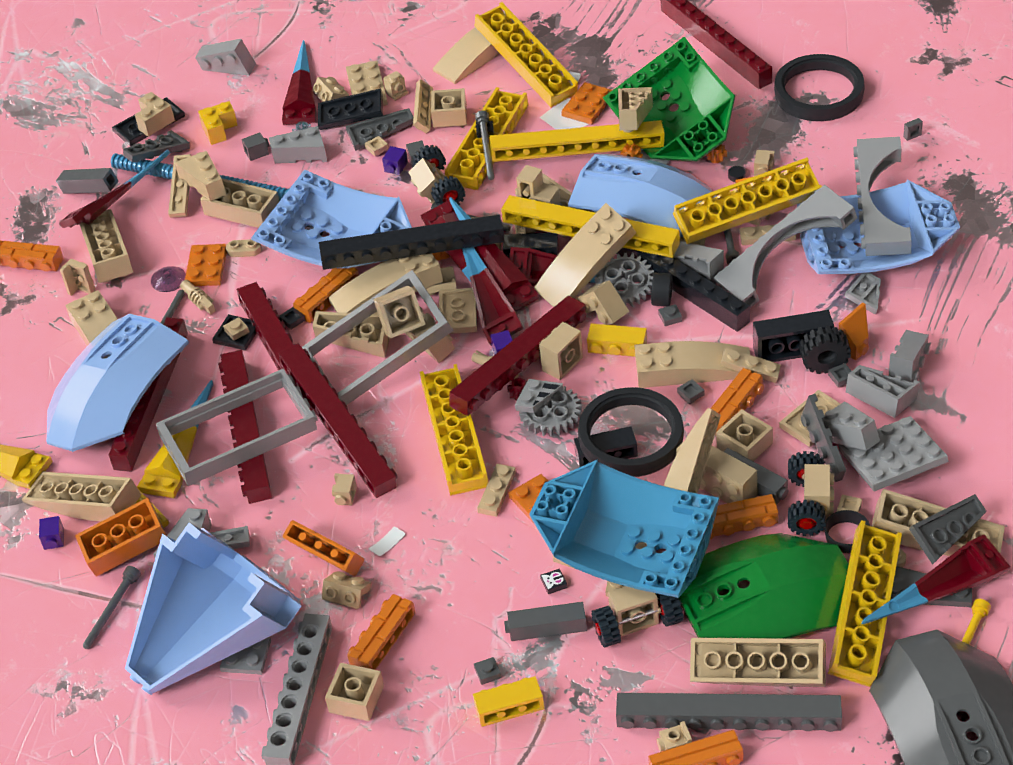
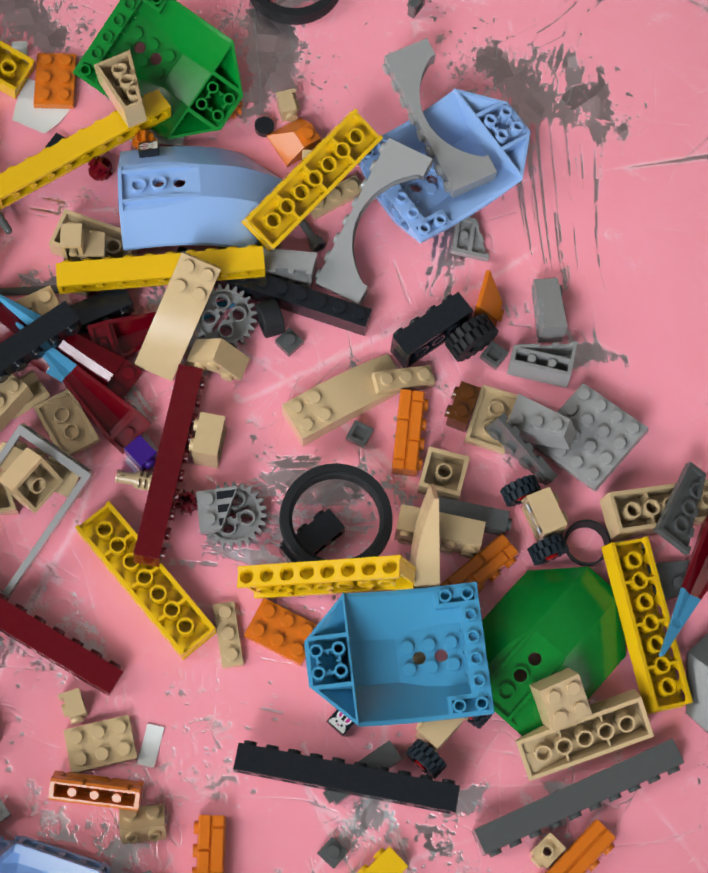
camera: 40 degrees left, 25 degrees up
(349, 525) = (100, 744): none -> tan plate
(530, 610) = (346, 778): none -> black brick
(564, 452) = (327, 577): none -> yellow tile
(583, 159) = (100, 168): none -> dark red gear
(615, 339) = (254, 399): yellow brick -> none
(629, 153) = (148, 149): none -> black tile
(748, 615) = (560, 699): none -> tan brick
(790, 397) = (461, 410): none -> reddish brown brick
(849, 503) = (575, 511): tan plate -> none

